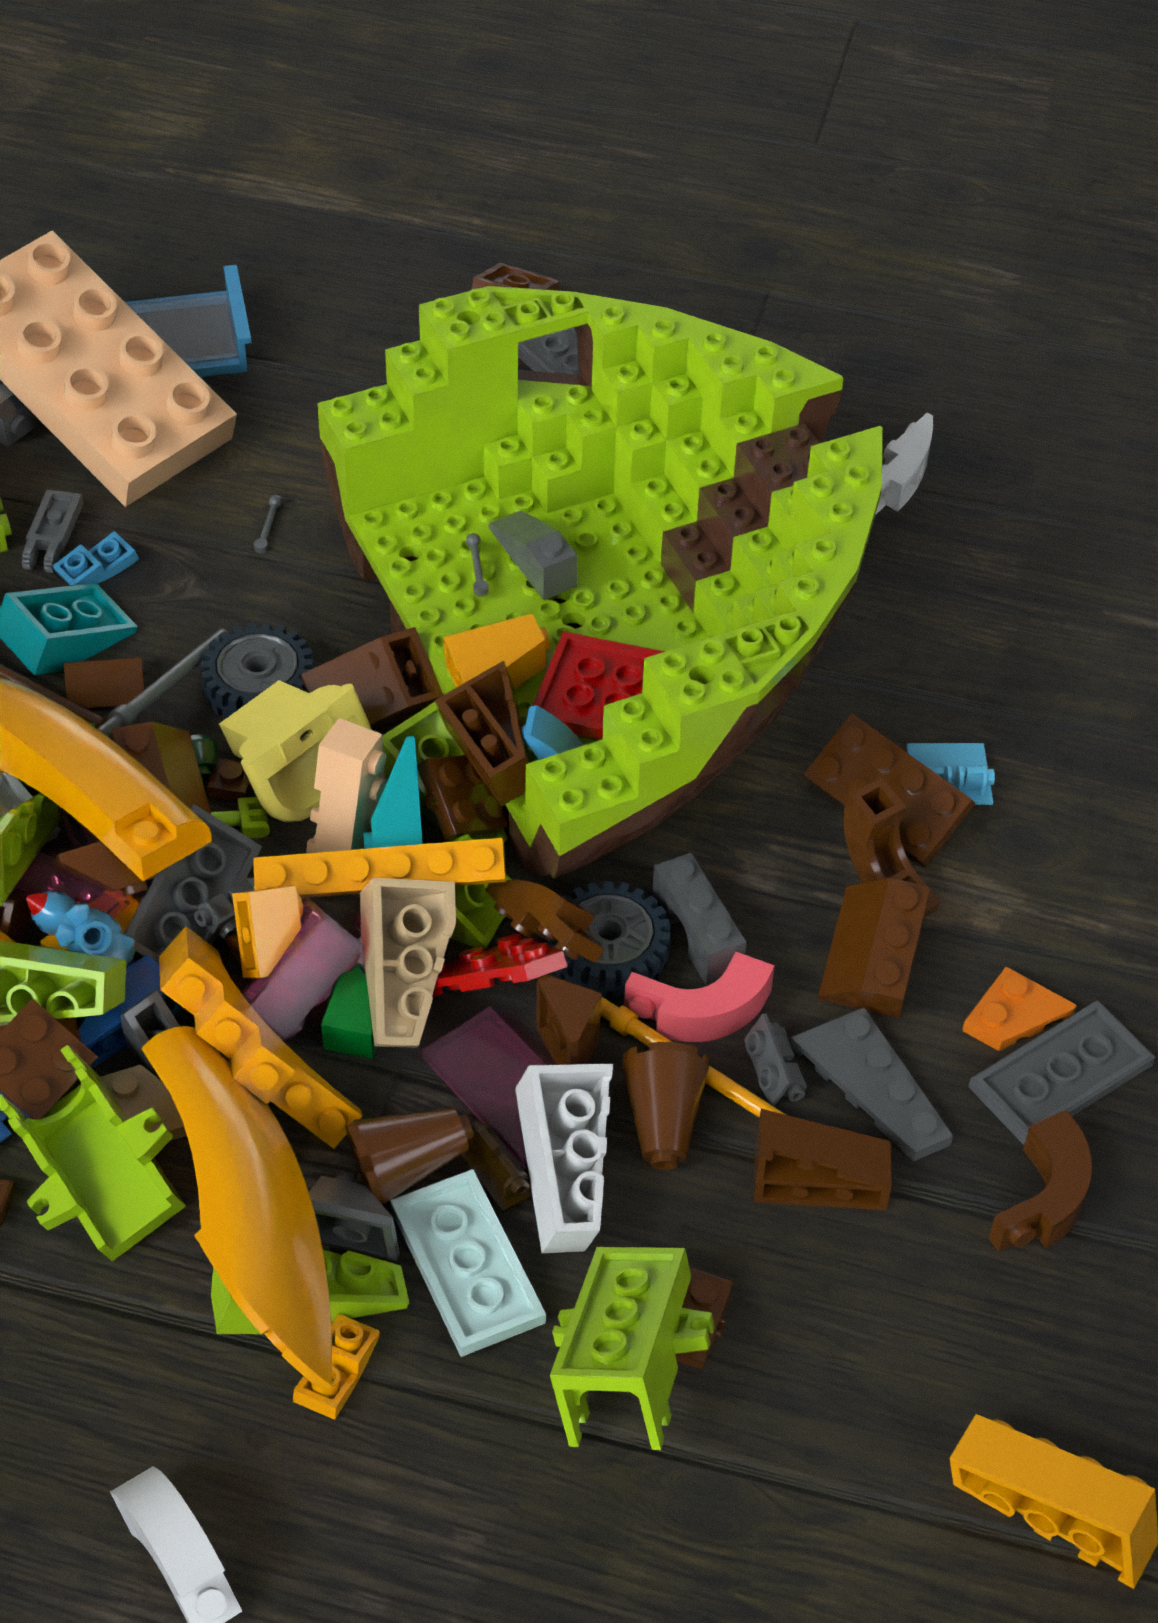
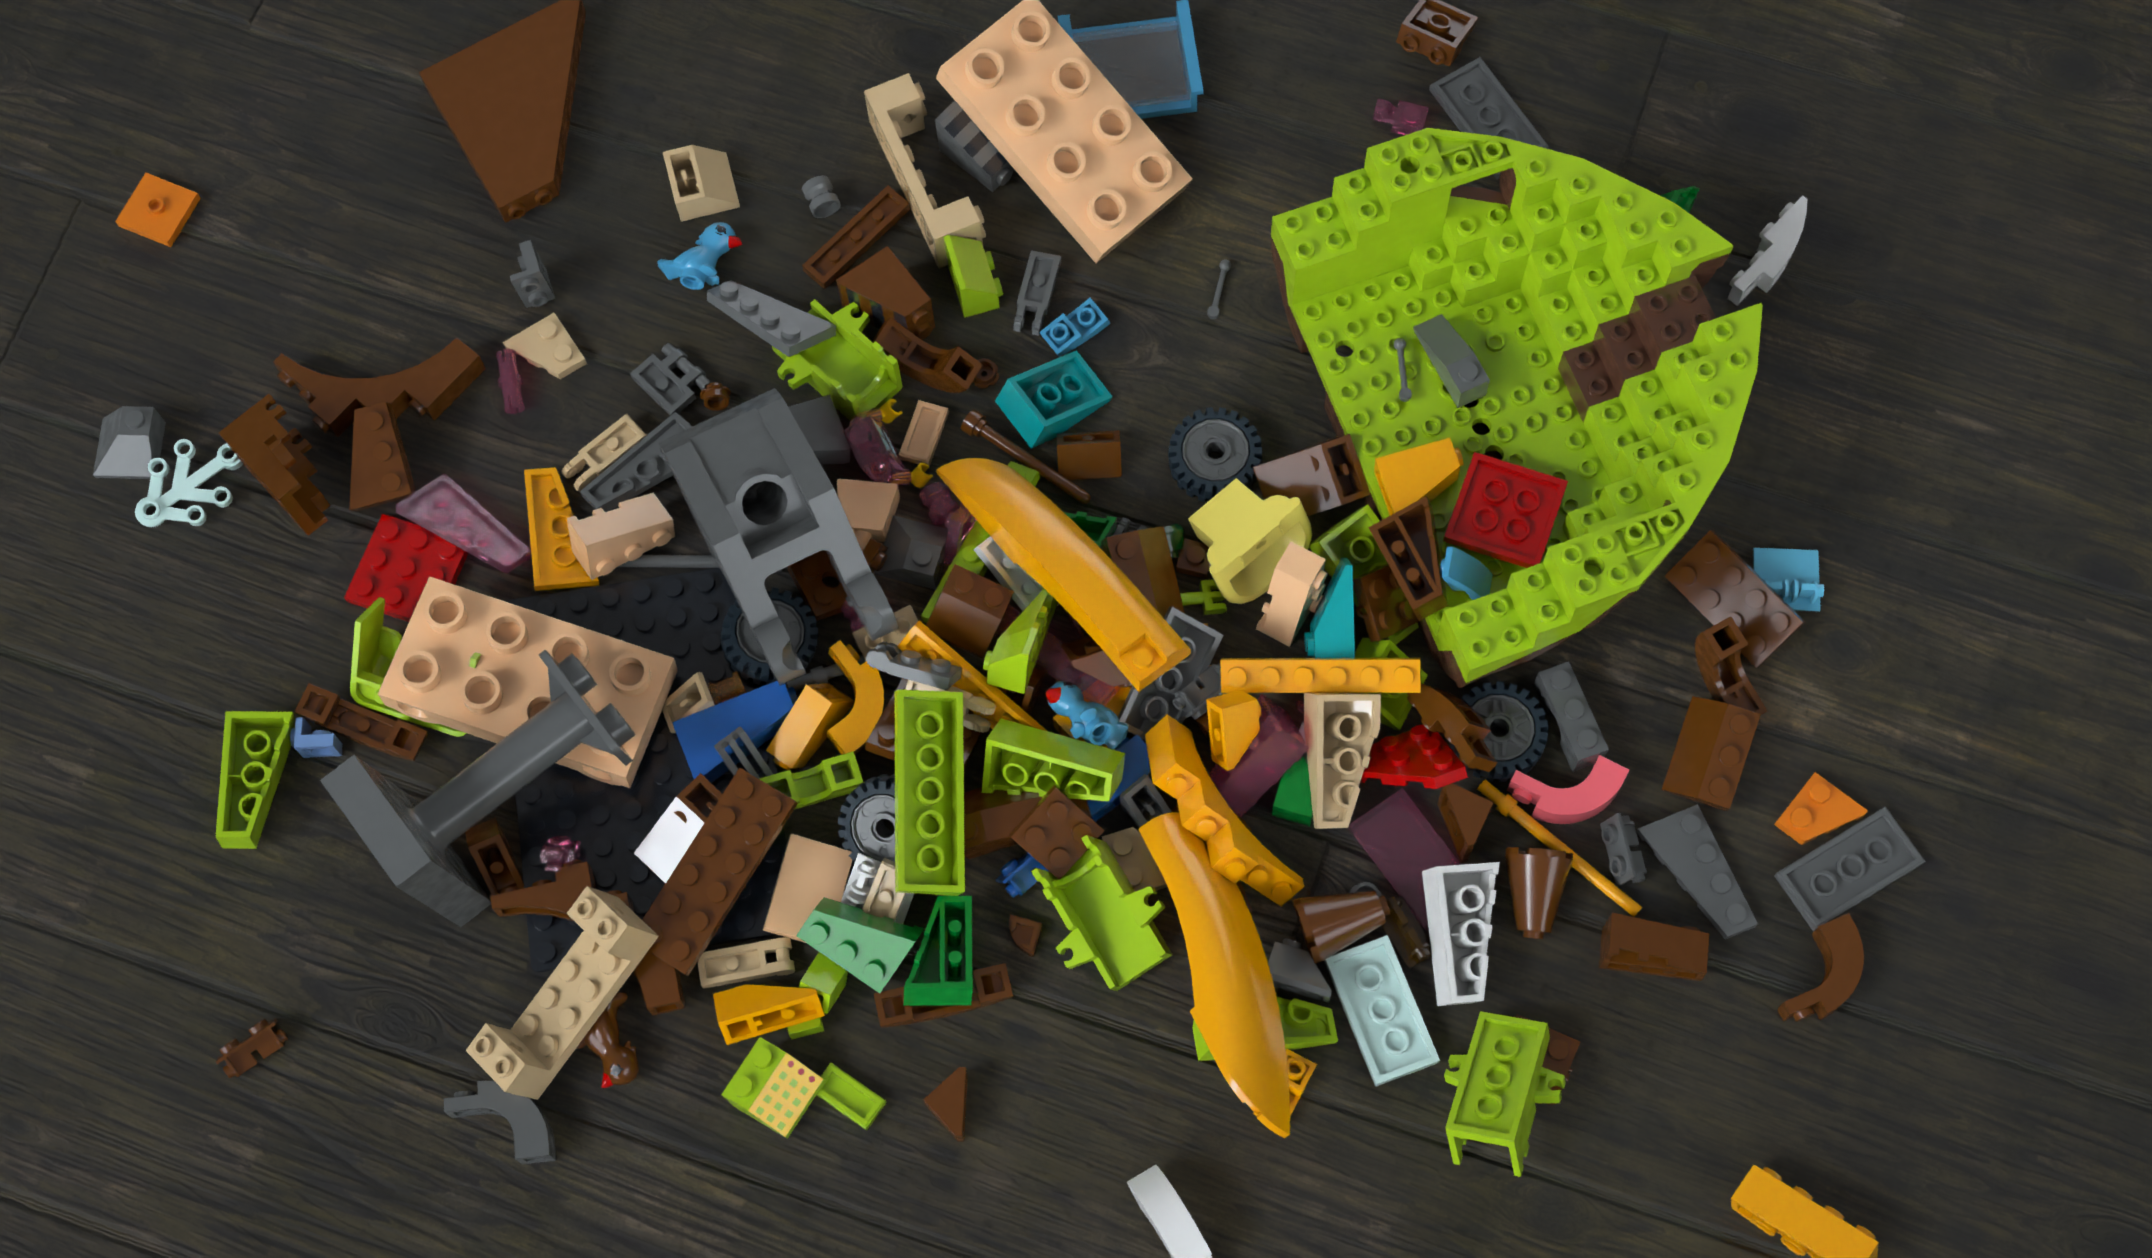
camera: 10 degrees right, 20 degrees up
(126, 714) = (1112, 510): dark grey bar -> none

